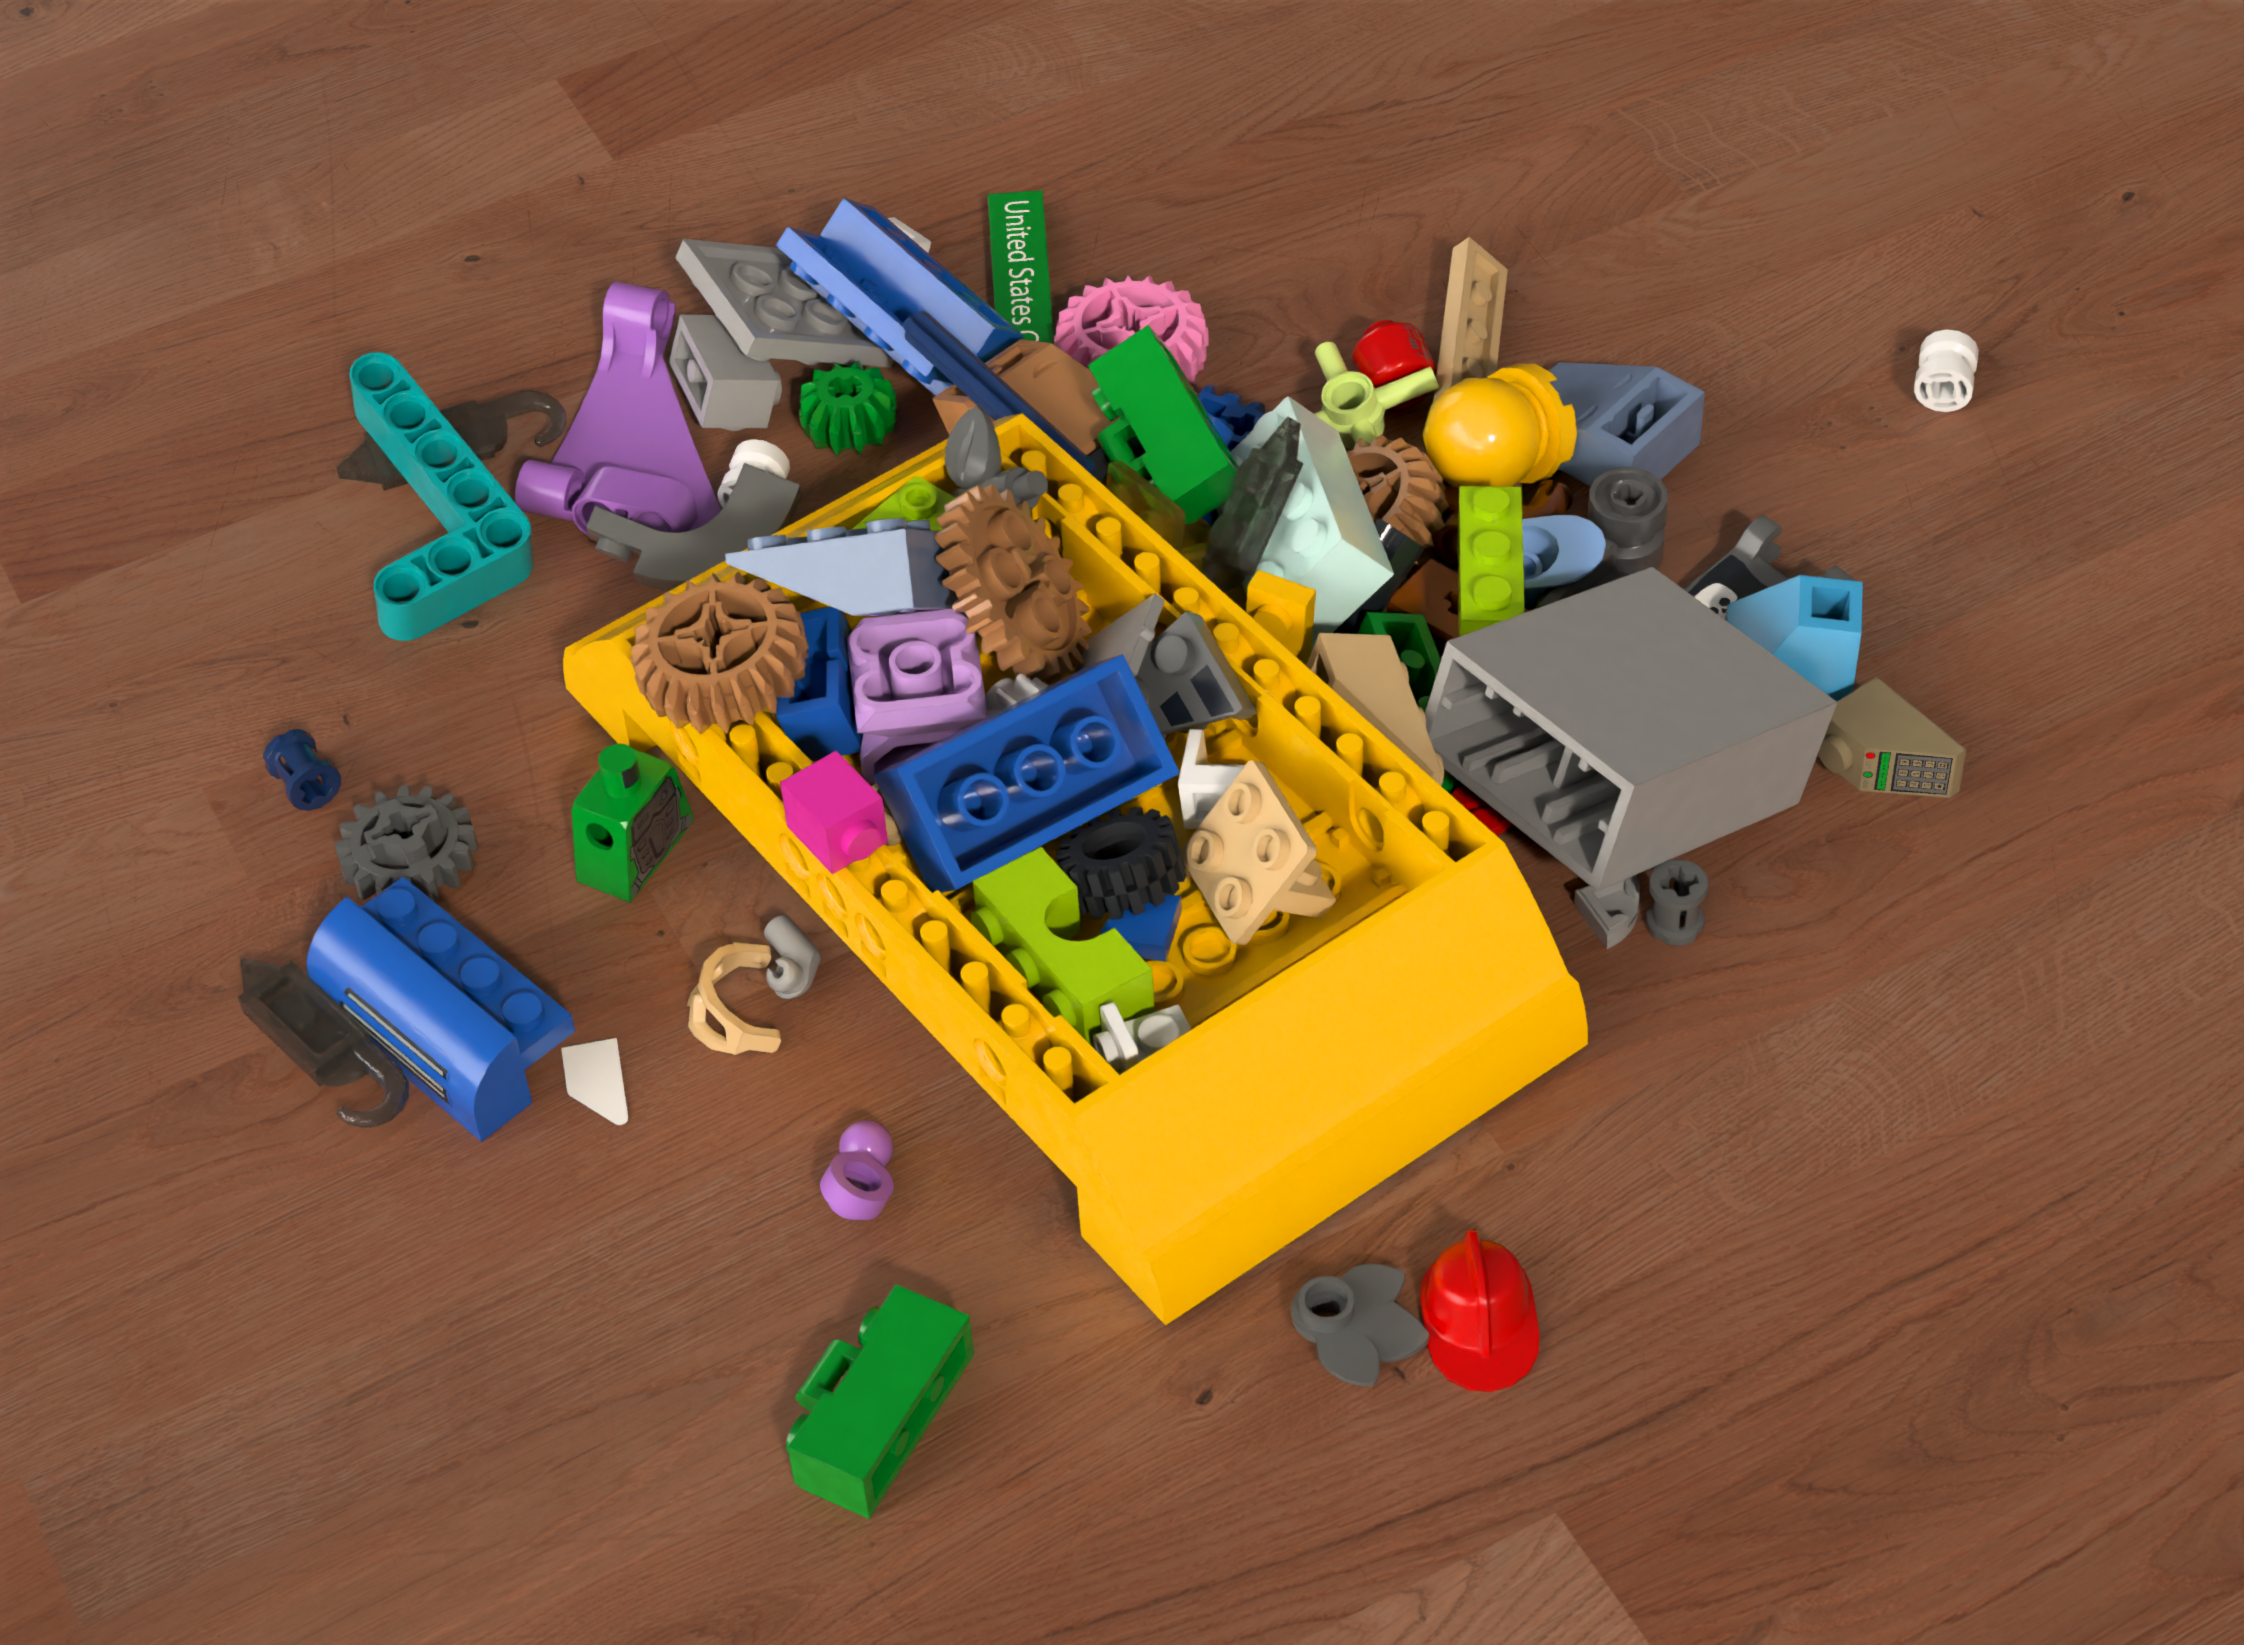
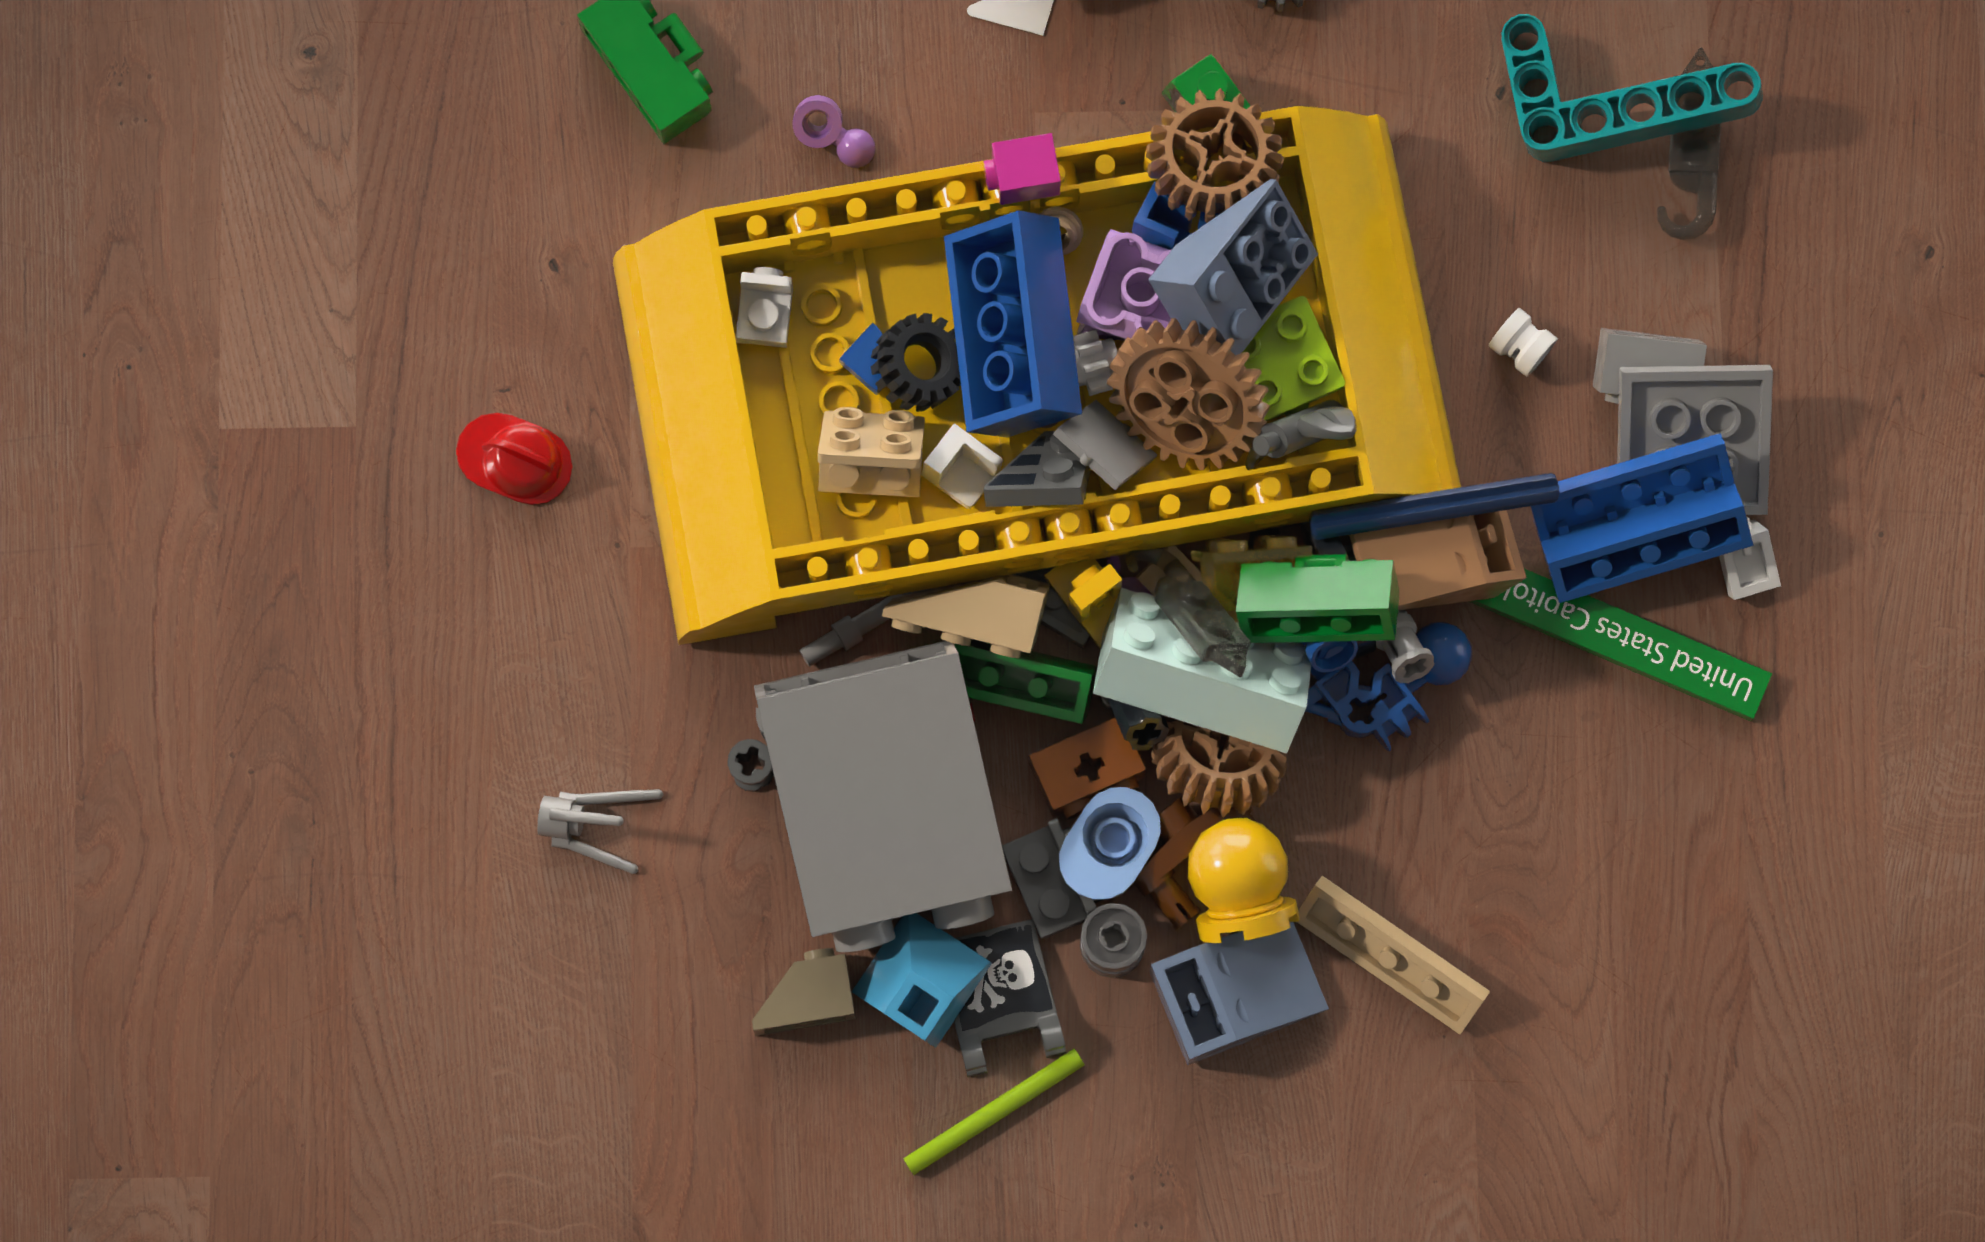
camera: 115 degrees right, 30 degrees up
(630, 435) = (1608, 266): medium lavender panel -> none
(739, 1035) = (1040, 96): tan helmet -> none
(756, 508) = (1454, 265): dark grey arch -> none
(847, 408) = (1570, 426): green gear -> none
(1029, 915) = (827, 286): lime arch -> none
(1120, 309) = (1551, 694): bright pink gear -> none
(1354, 404) = (1346, 832): yellowish green bar -> none
(1366, 1322) = (540, 383): dark grey plate -> none
(1390, 353) = (1388, 875): red head -> none
(1489, 556) = (1076, 779): lime brick -> none
(1870, 1044) = (565, 817): none -> light grey plant
(1881, 567) = (993, 1112): none -> lime bar

